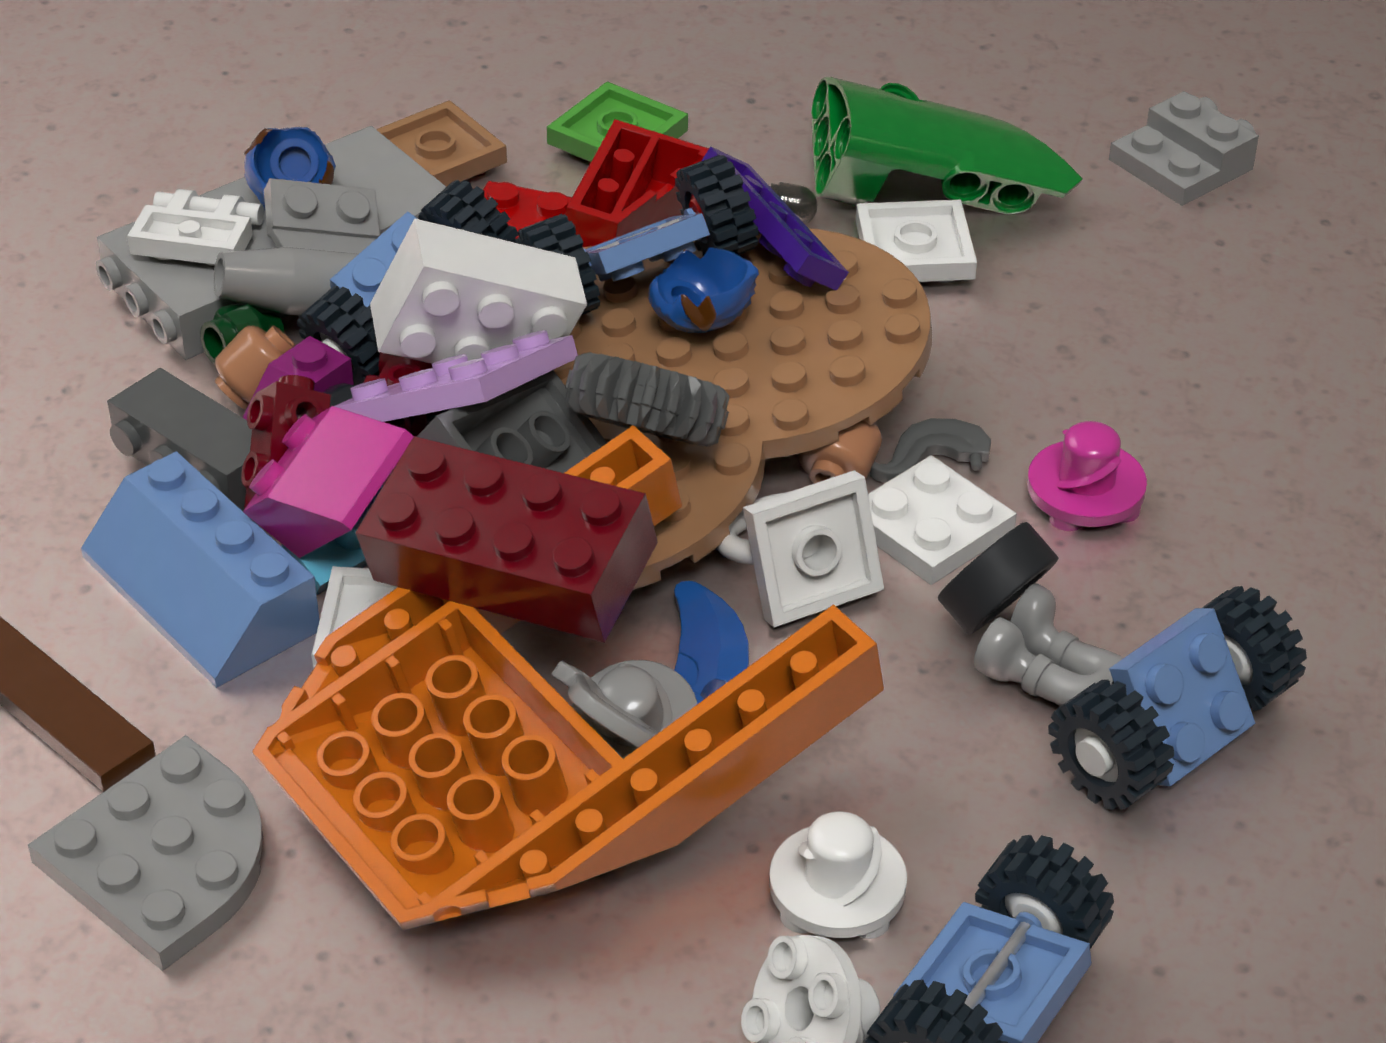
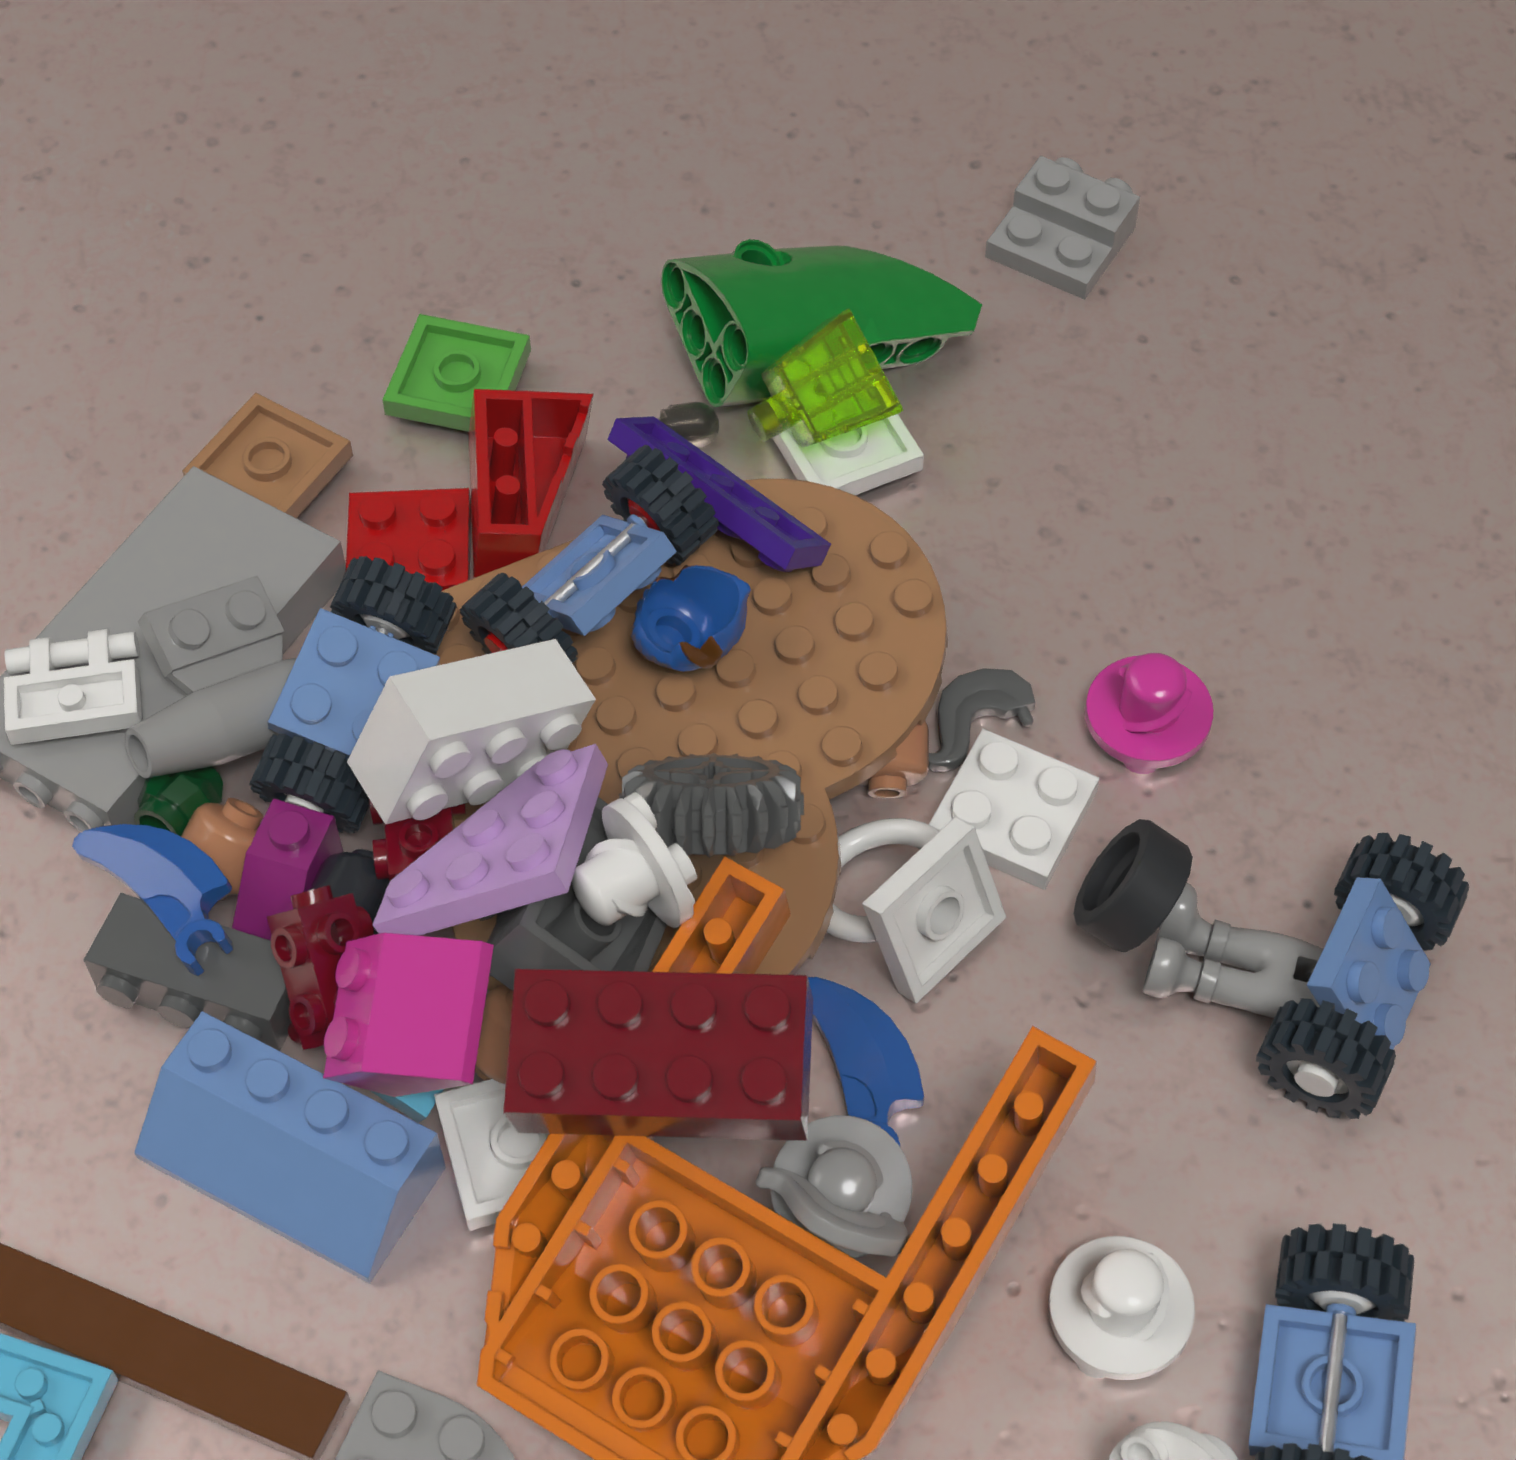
camera: 20 degrees left, 15 degrees up
(200, 363) = (168, 876): none -> blue piece
(287, 155) = (143, 570): blue hair -> none
(551, 411) = (634, 869): none -> white plate
(905, 182) = (824, 386): none -> clear neon green torso

